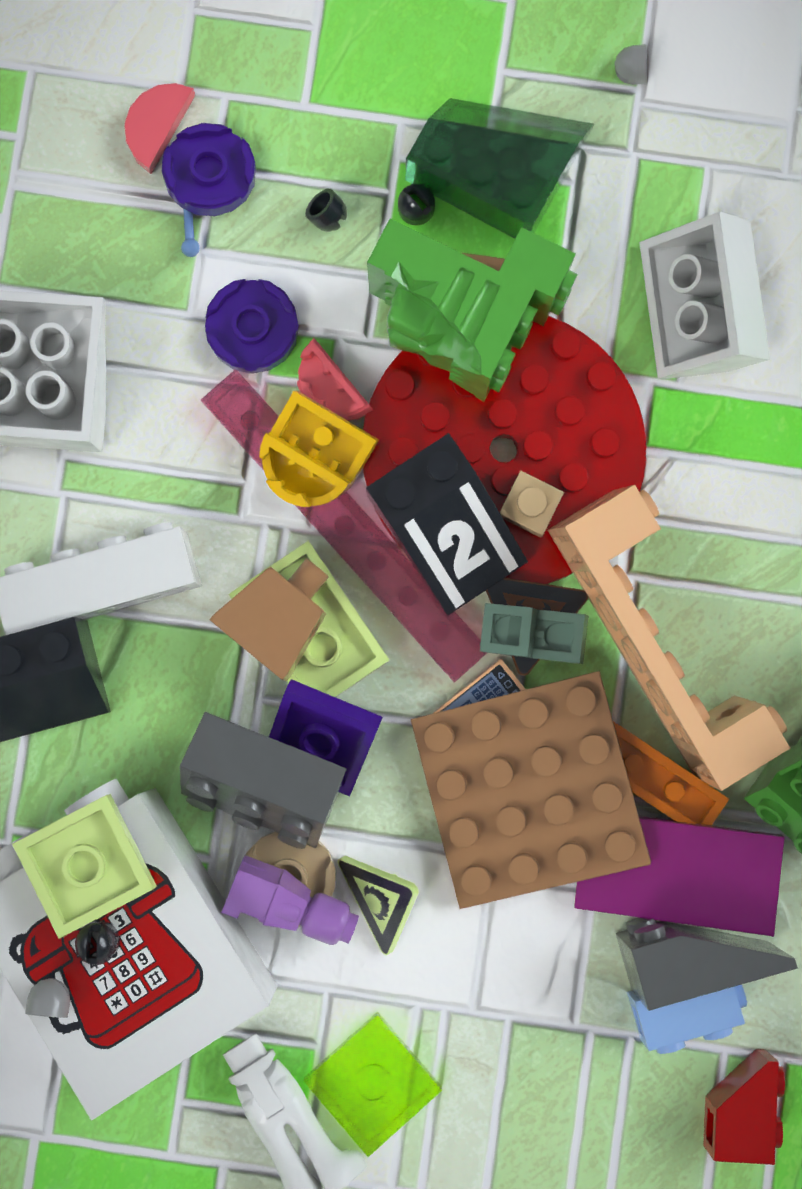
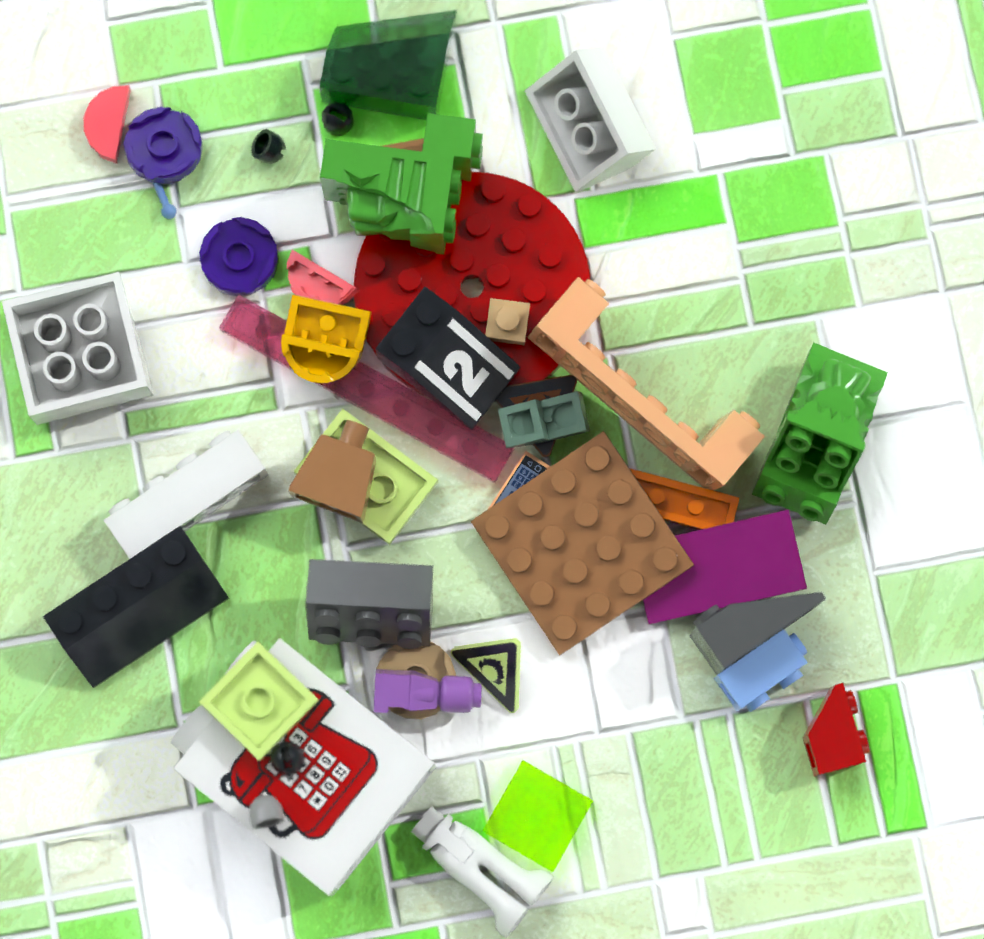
camera: 20 degrees left, 5 degrees down
(326, 729) = (408, 543): dark purple plate -> none

